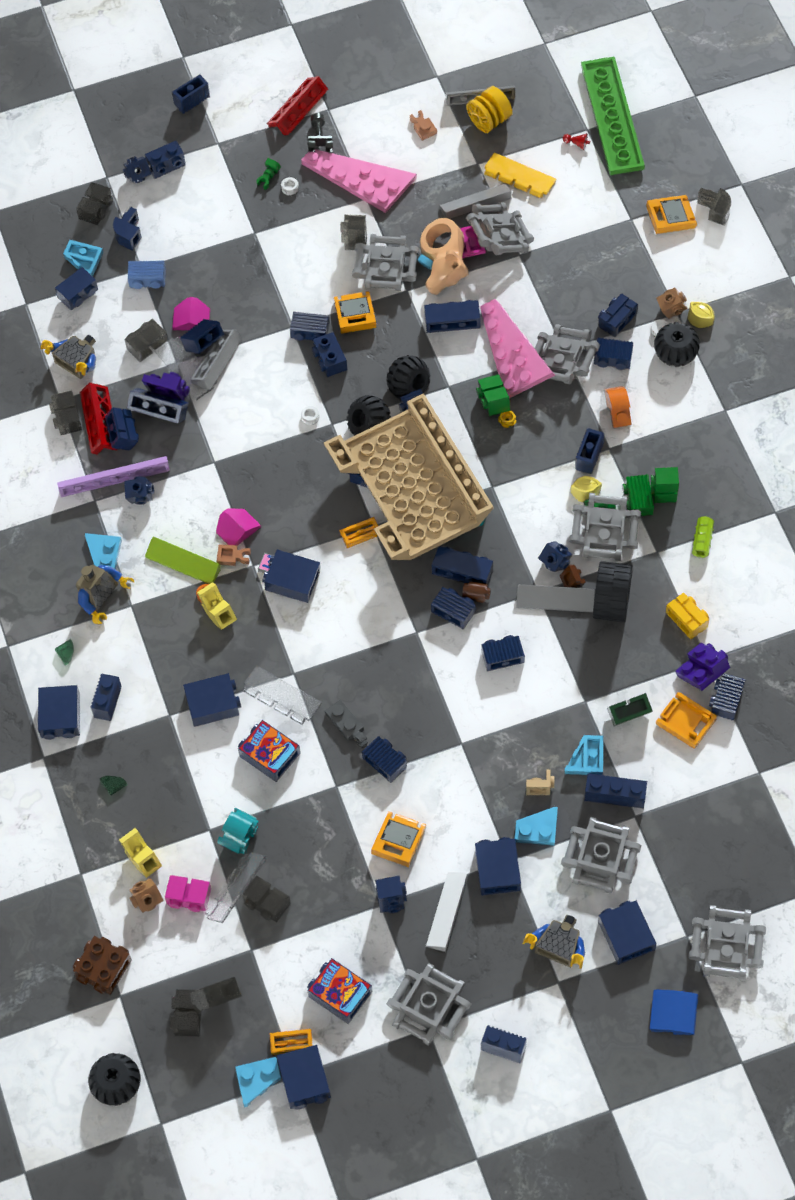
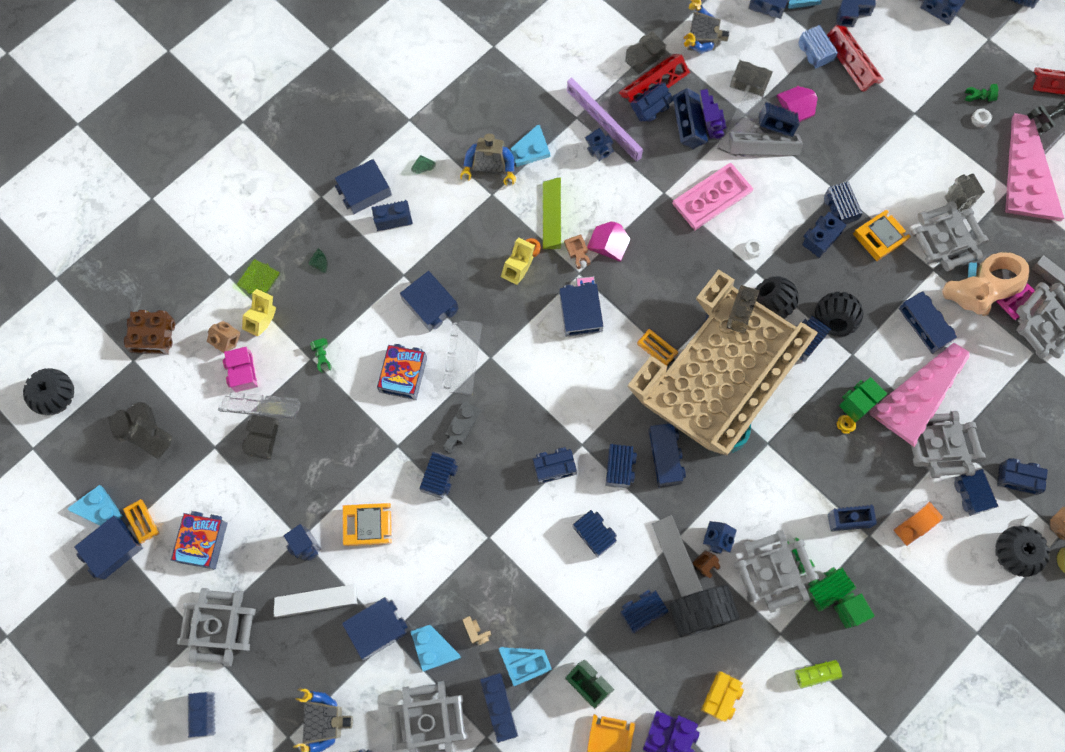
camera: 65 degrees right, 10 degrees up
(99, 847) = (259, 277): none -> clear neon green piece
(175, 251) = (854, 58): none -> fence
(203, 815) = (319, 346): none -> green piece
(238, 830) = (310, 382): teal brick -> none
(242, 423) = (712, 196): none -> bright pink plate
(370, 441) = (742, 309): none -> clear smoke piece
(426, 659) = (555, 465): none -> dark blue brick
(476, 591) = (646, 479): reddish brown brick -> none
(583, 486) = (812, 532): light yellow hat -> none
(589, 644) = (644, 611): none -> dark blue brick

